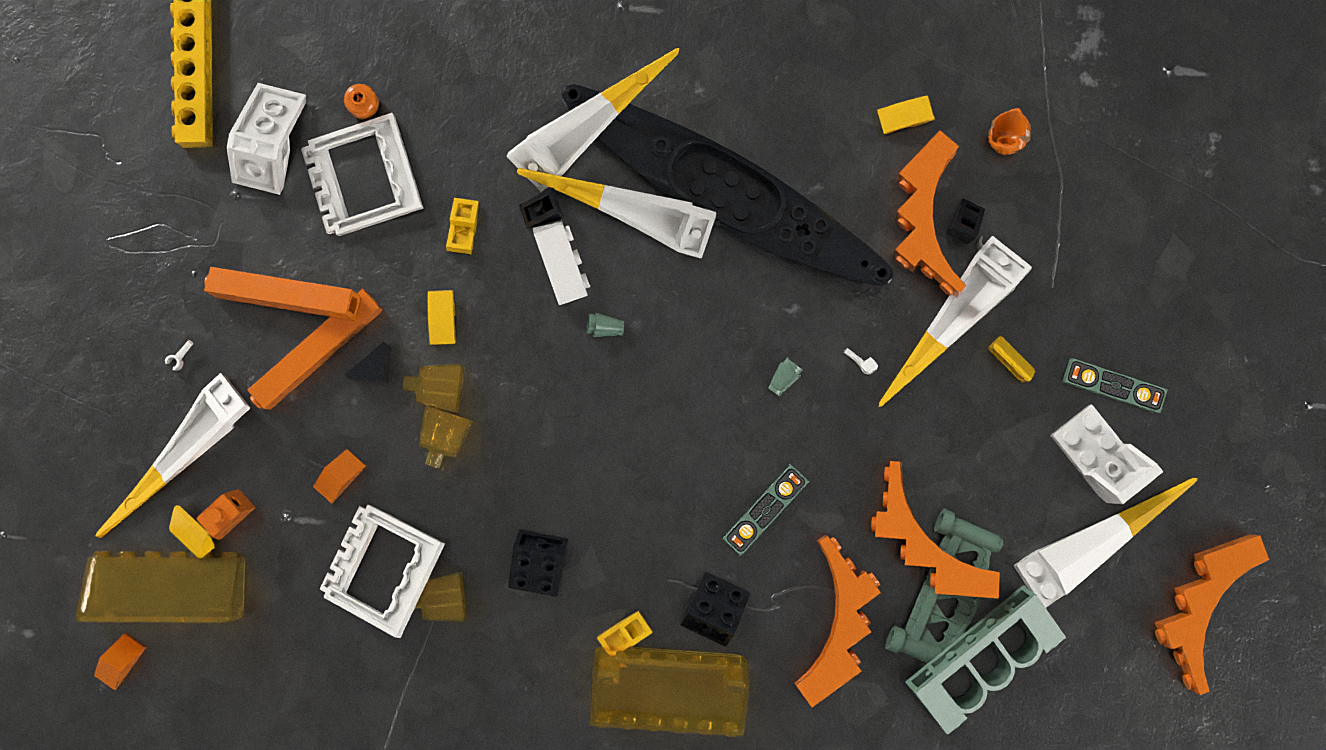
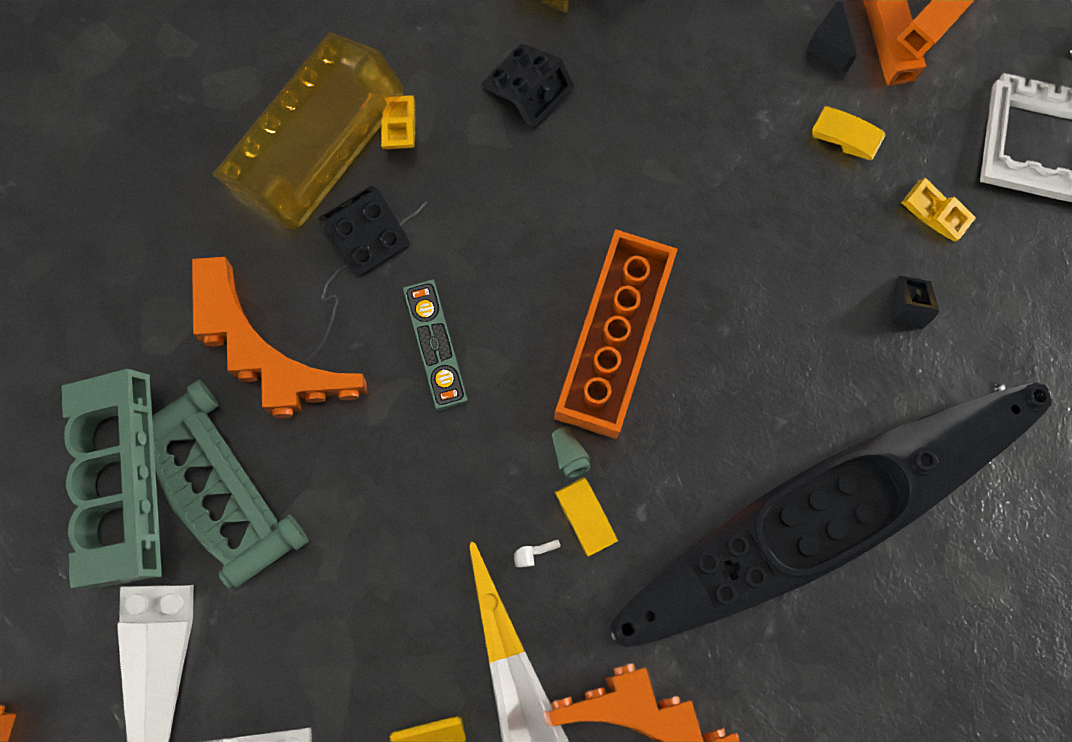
camera: 120 degrees right, 10 degrees down
(437, 386) = (773, 88): clear yellow torso -> none
(442, 434) = (721, 65): clear yellow torso -> none
(561, 261) = (845, 282): white wedge -> none
(567, 137) = (986, 354): white plate -> none
(602, 325) = (744, 290): sand green cone -> none
(663, 218) = (832, 422): white plate -> none
(689, 392) = (615, 334): none -> orange brick
(819, 342) = (586, 516): none -> yellow slope
(898, 522) = (279, 480): orange arch -> none

